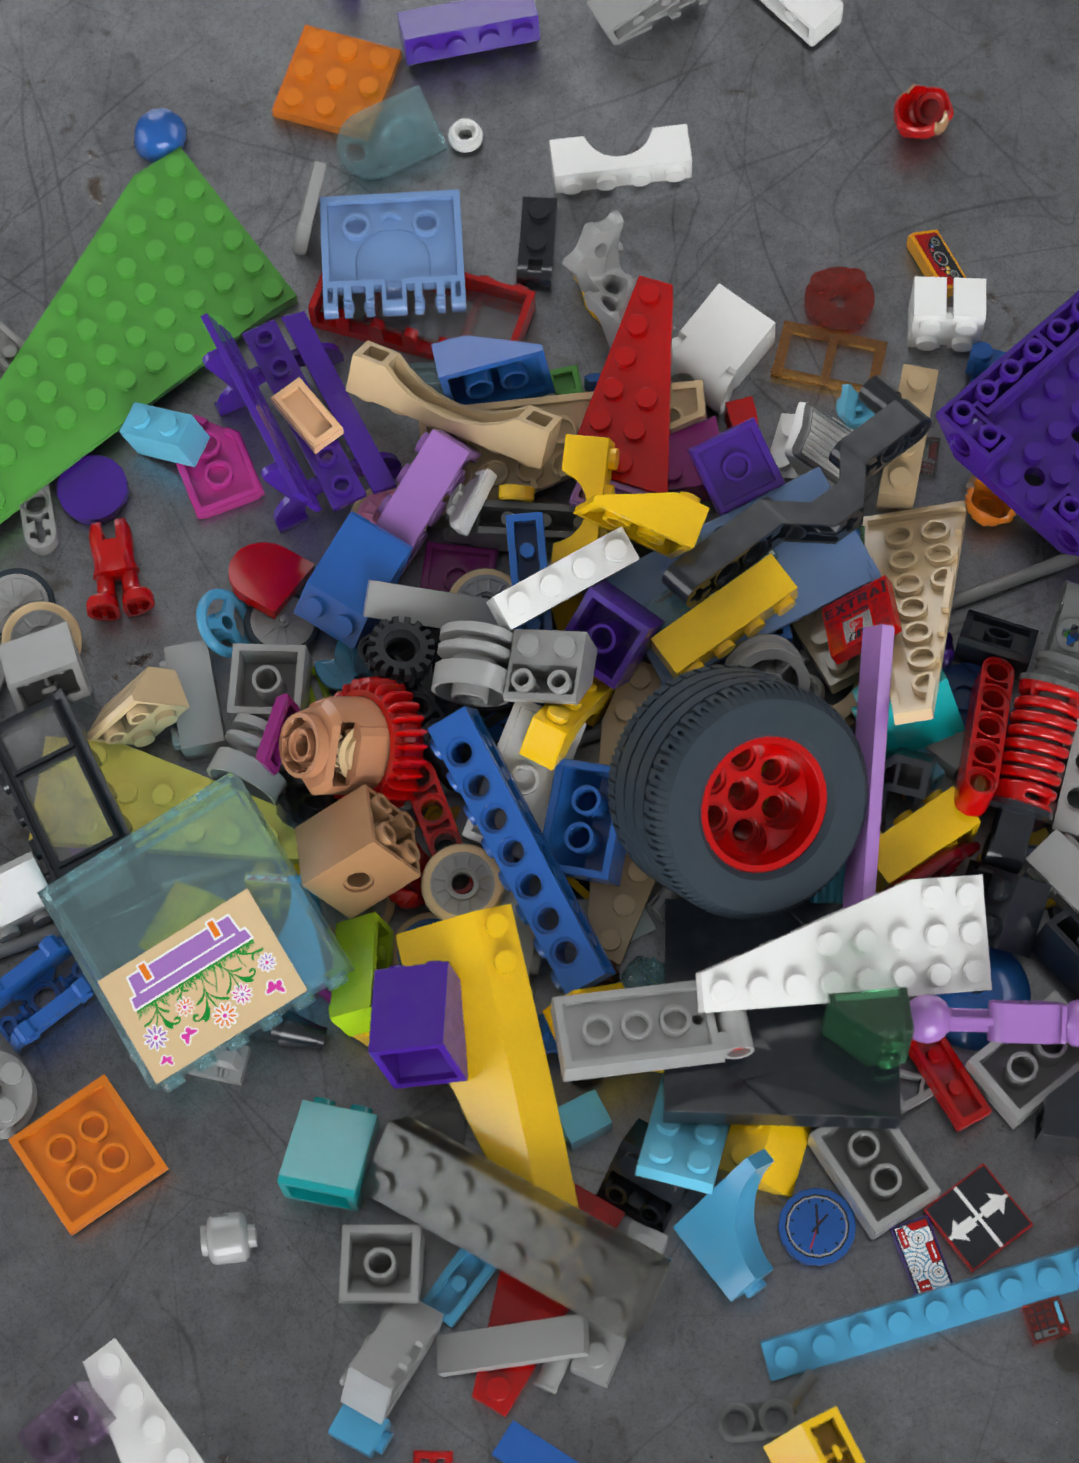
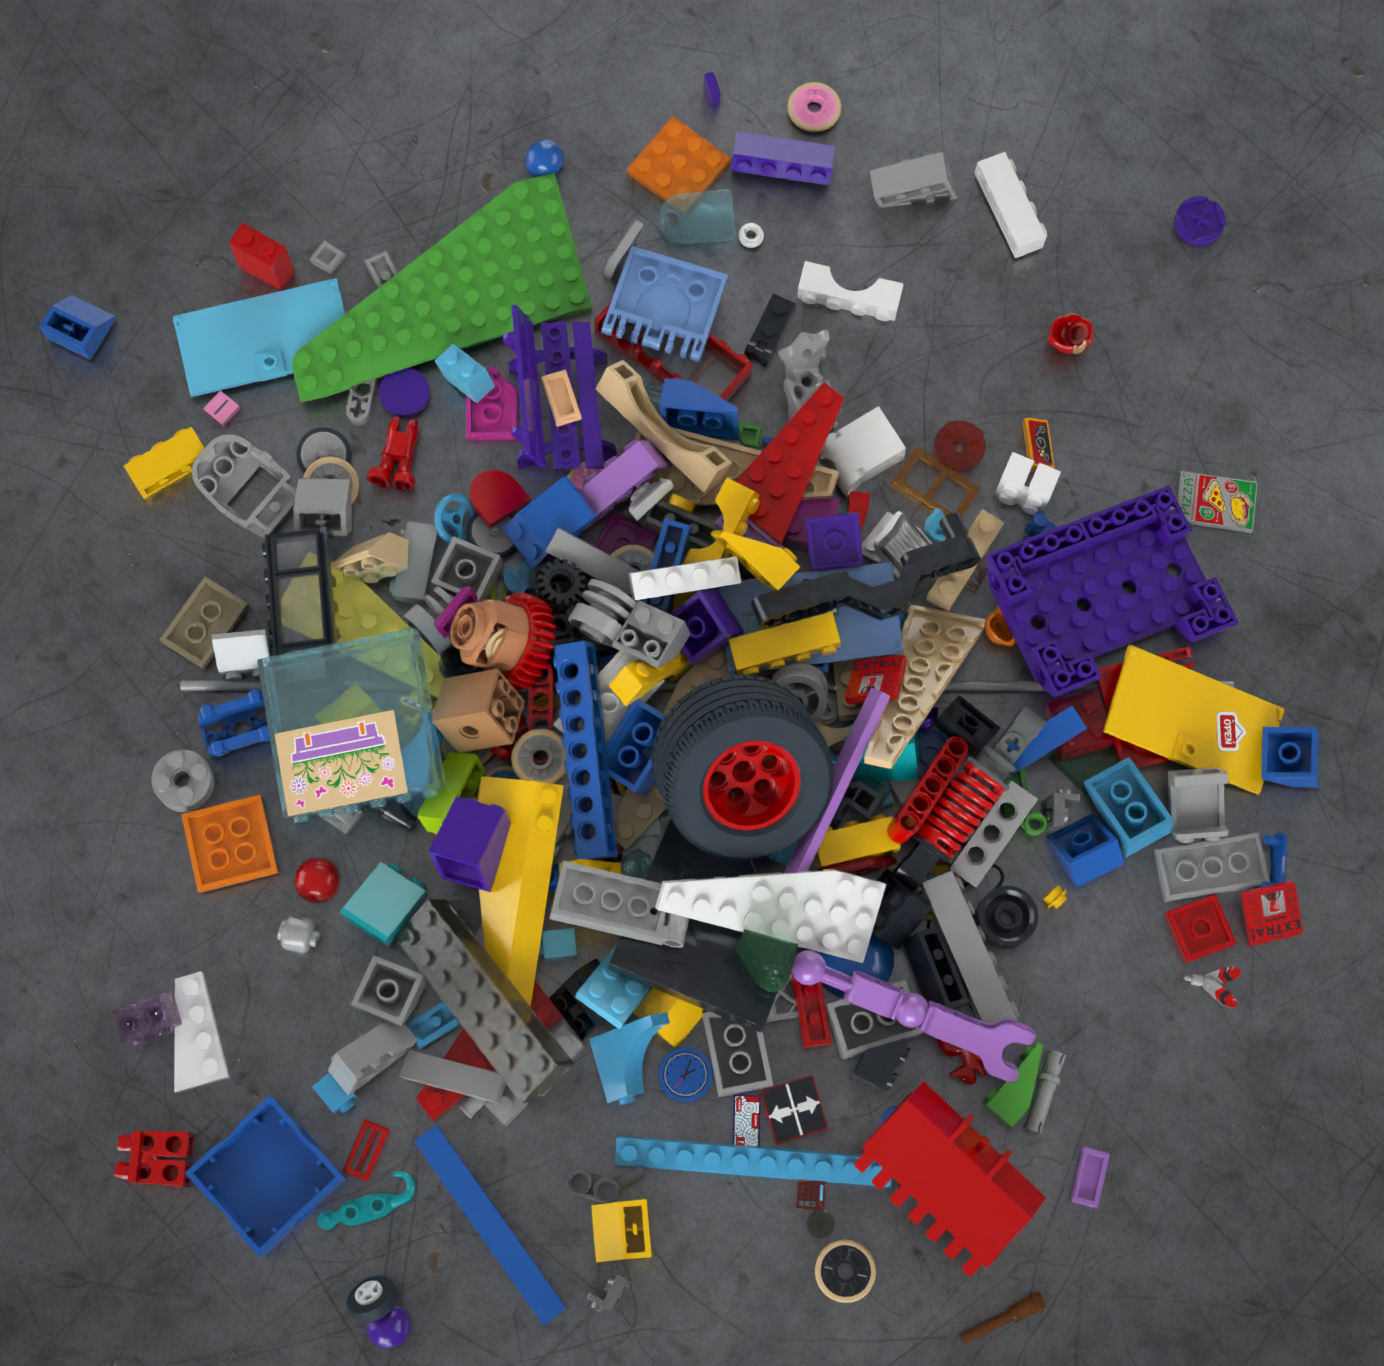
camera: 15 degrees right, 5 degrees up
(223, 1159) = (317, 880): none -> red hat

